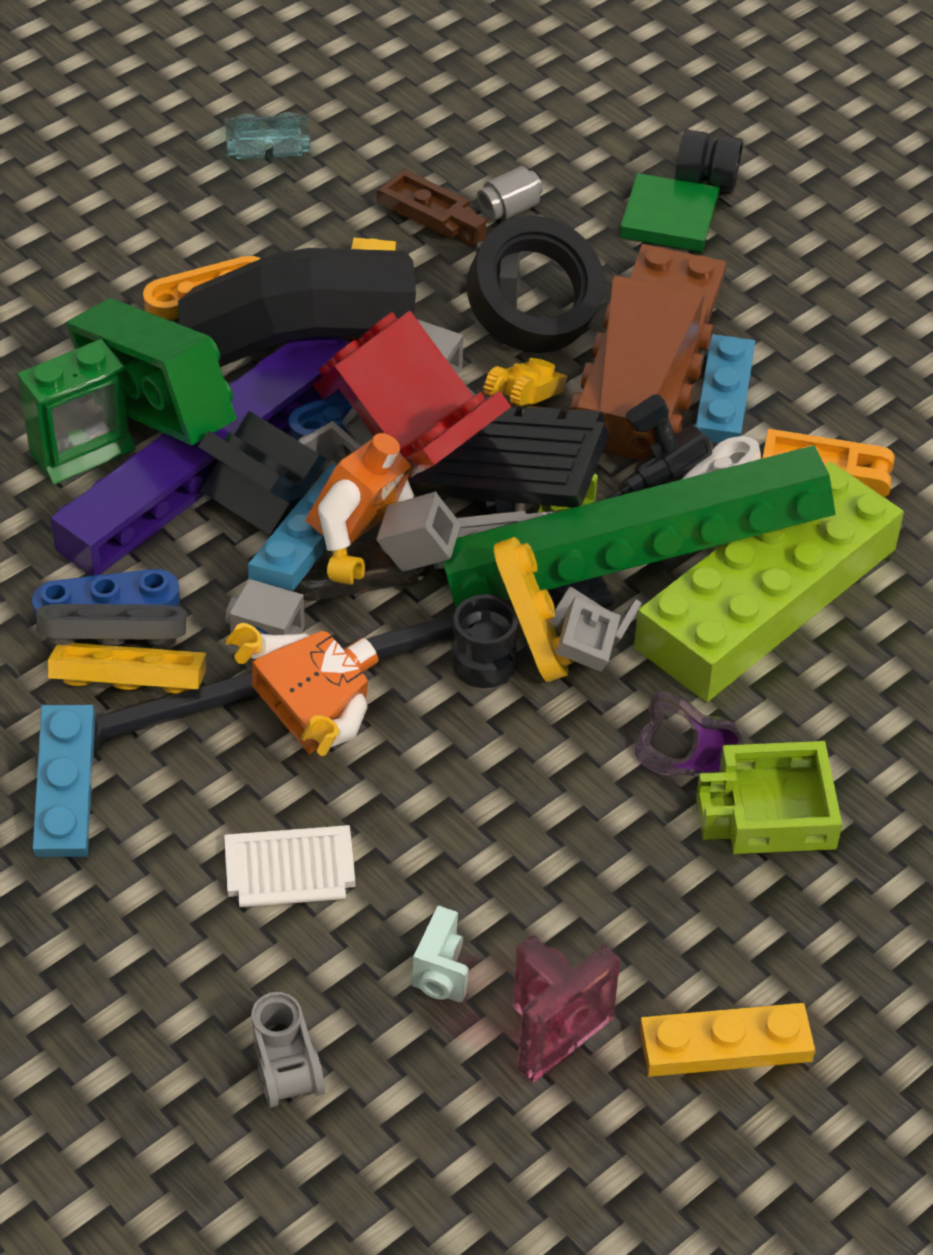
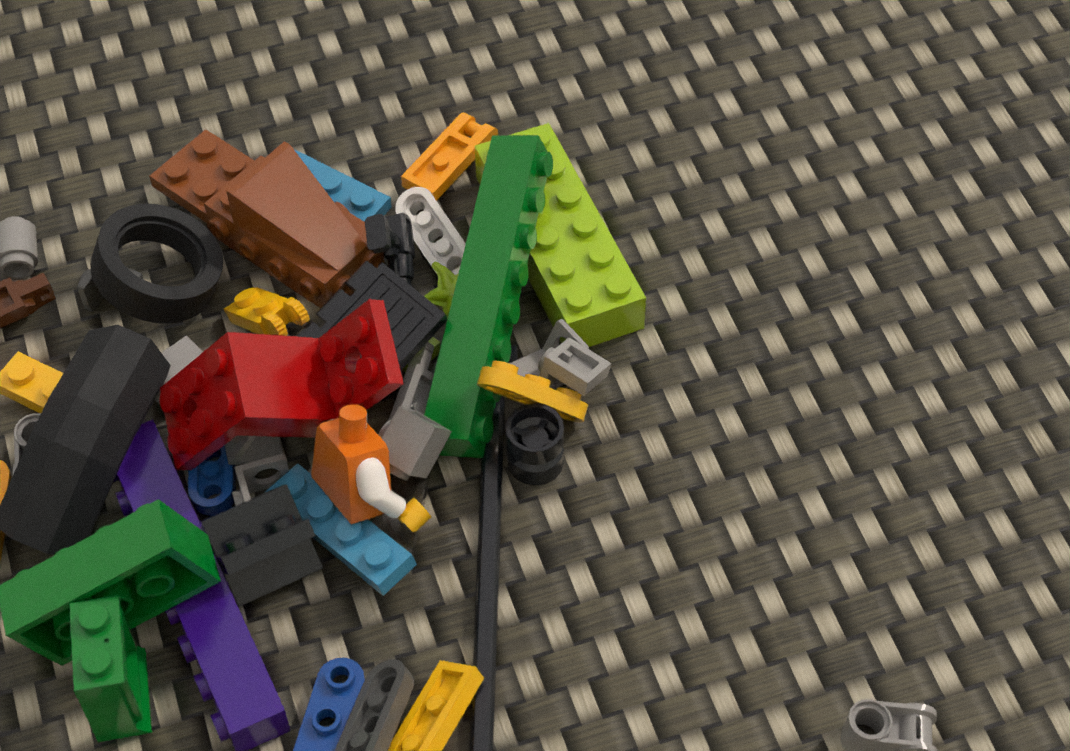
camera: 65 degrees left, 5 degrees up
(267, 609) = (427, 599): light grey brick -> none
(289, 865) = (691, 673): white window -> none
(309, 682) = (533, 584): orange torso -> none
(436, 957) = (833, 592): light aqua bracket -> none
(560, 1004) = (927, 518): clear pink bracket -> none
(669, 212) = (106, 149): green tile -> none
(709, 160) = (75, 96): black wheel -> none
(709, 738) = (703, 337): piece -> none
(726, 1039) = (966, 433): yellow plate -> none
(771, 798) = (770, 318): lime piece -> none

